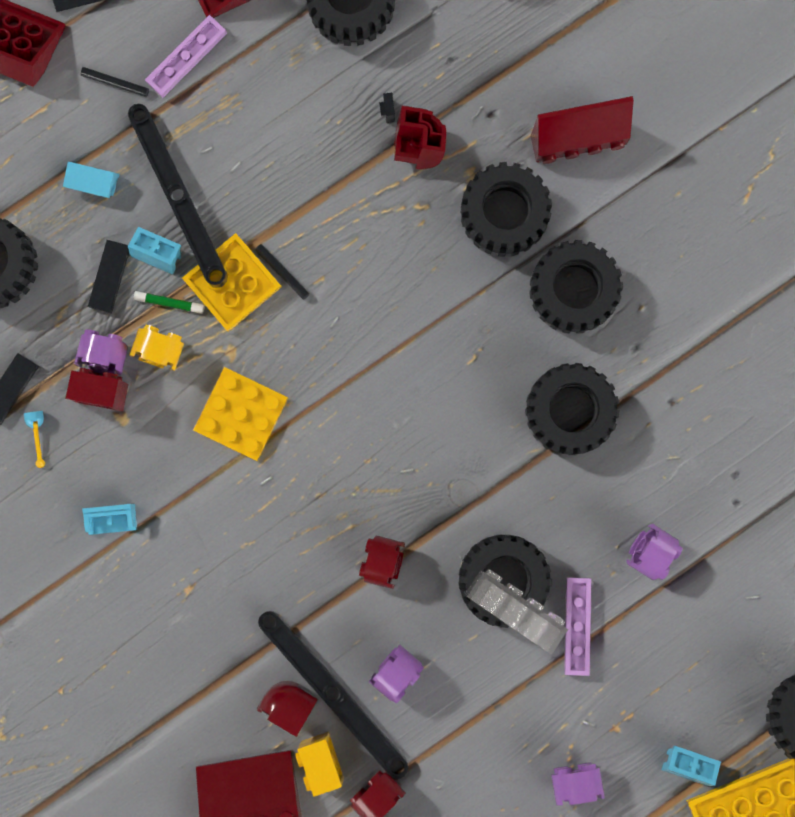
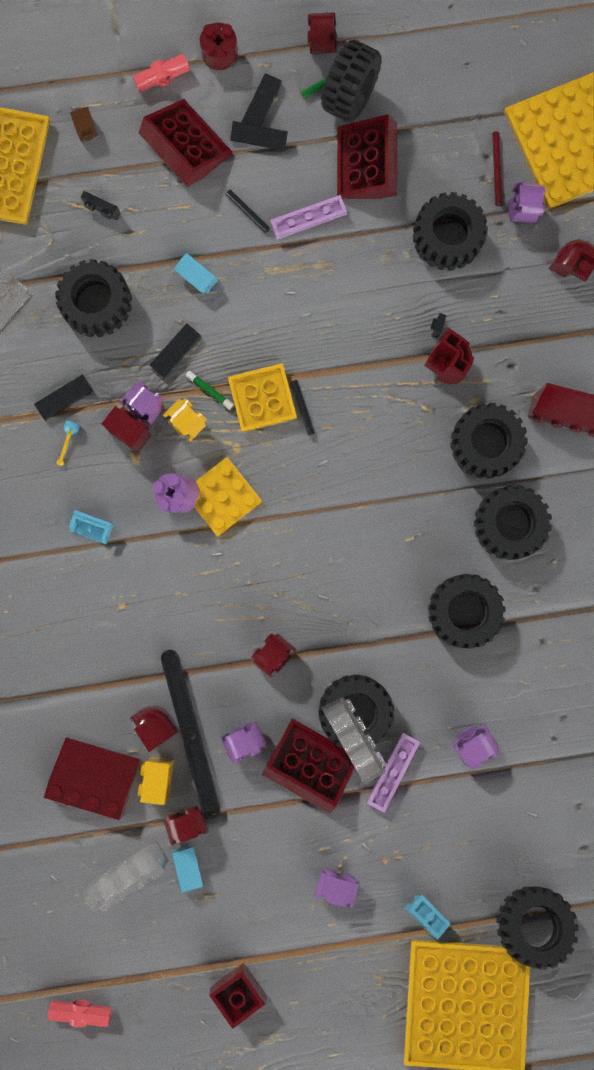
camera: 20 degrees right, 0 degrees up
(154, 250) = (217, 347): medium azure hinge -> none
(184, 208) = (253, 327): black beam -> none
(186, 435) = (175, 493): none -> medium lavender brick
(482, 665) = (310, 766): none -> dark red slope

